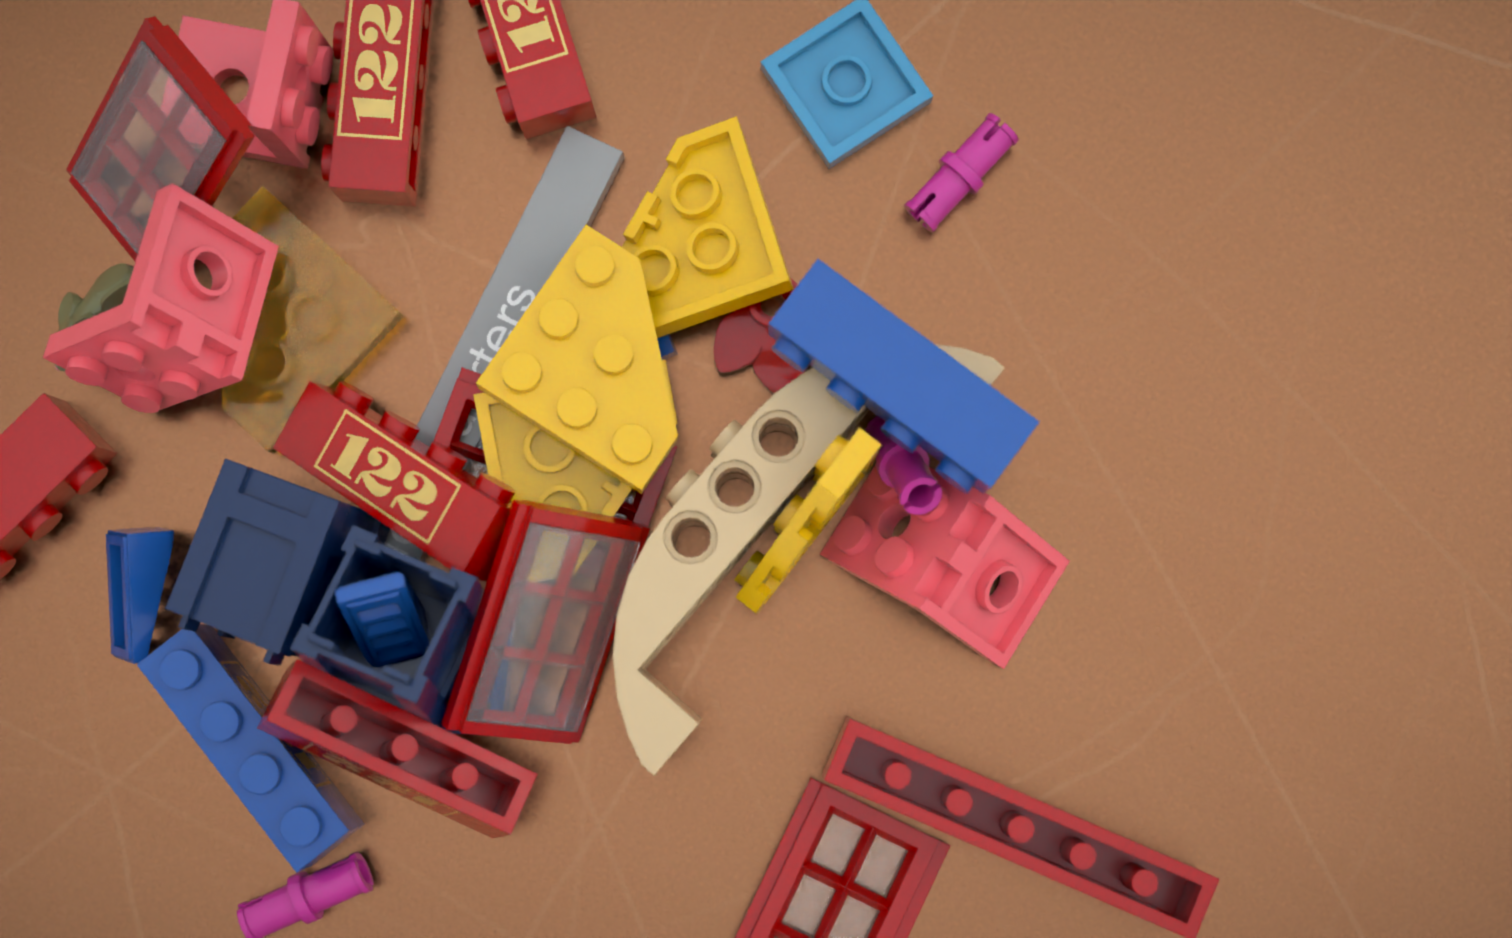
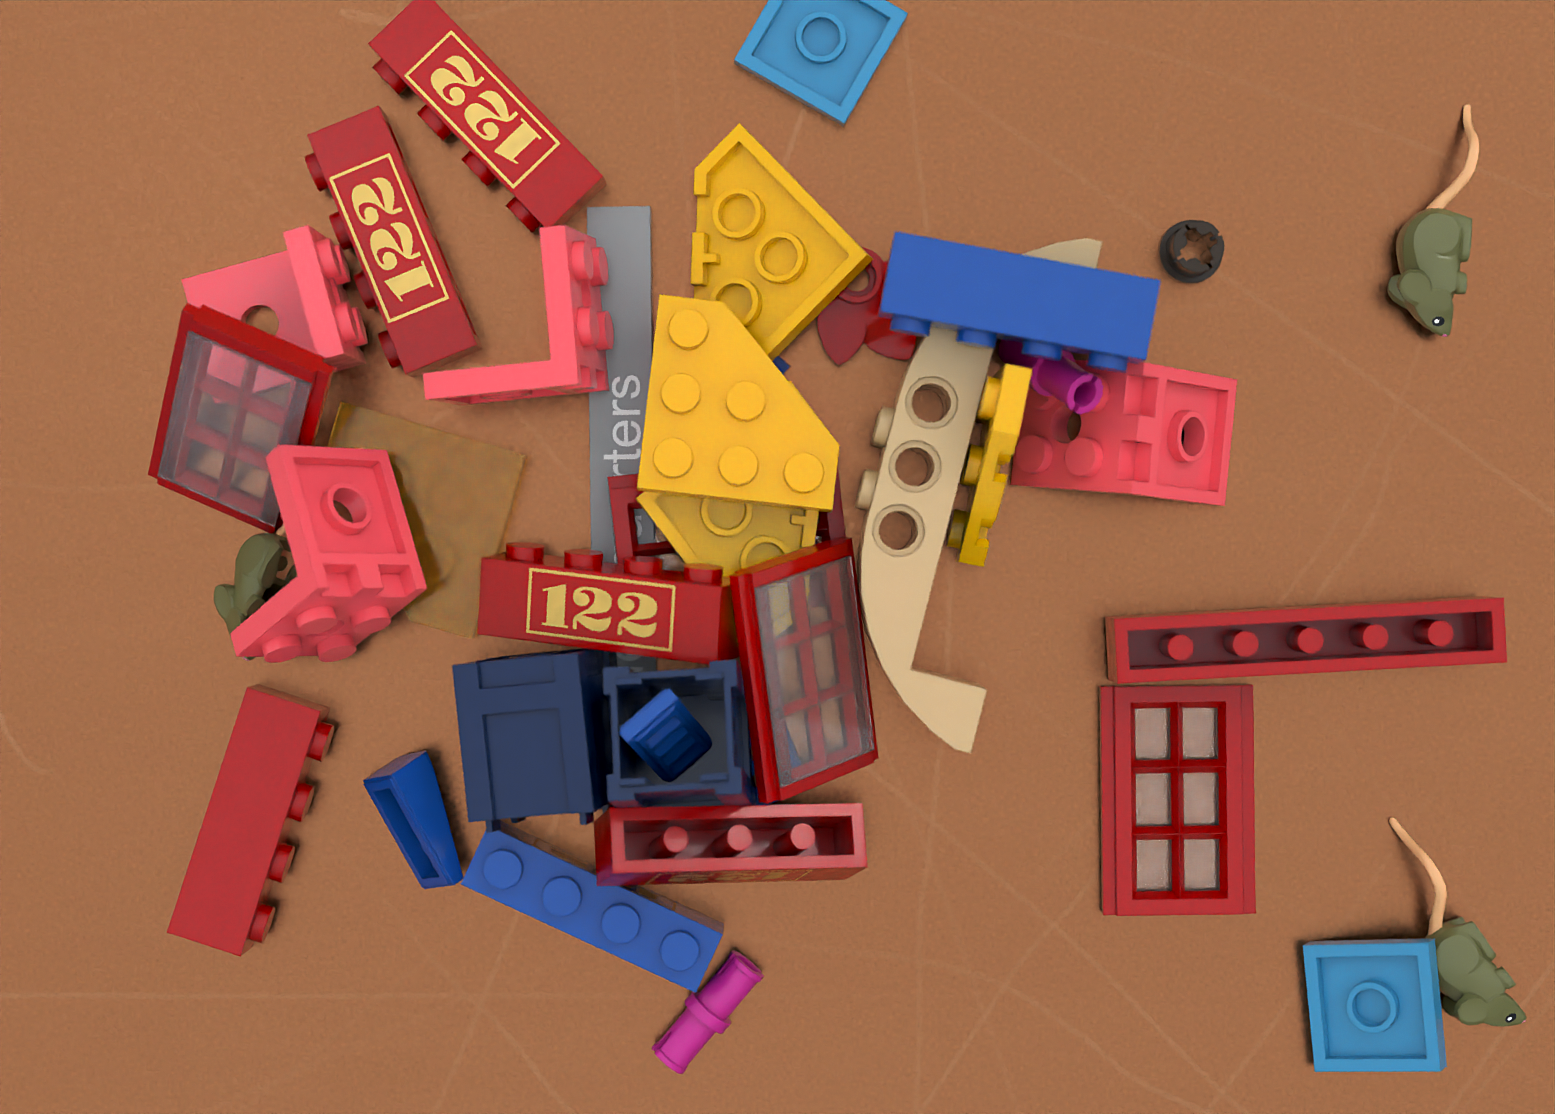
camera: 30 degrees left, 5 degrees up
(494, 219) = (576, 332): none -> coral bracket
(961, 172) = (968, 72): dark pink pin -> none
(1074, 441) = (1191, 270): none -> dark brown bush
(1302, 531) = (1432, 249): none -> olive animal

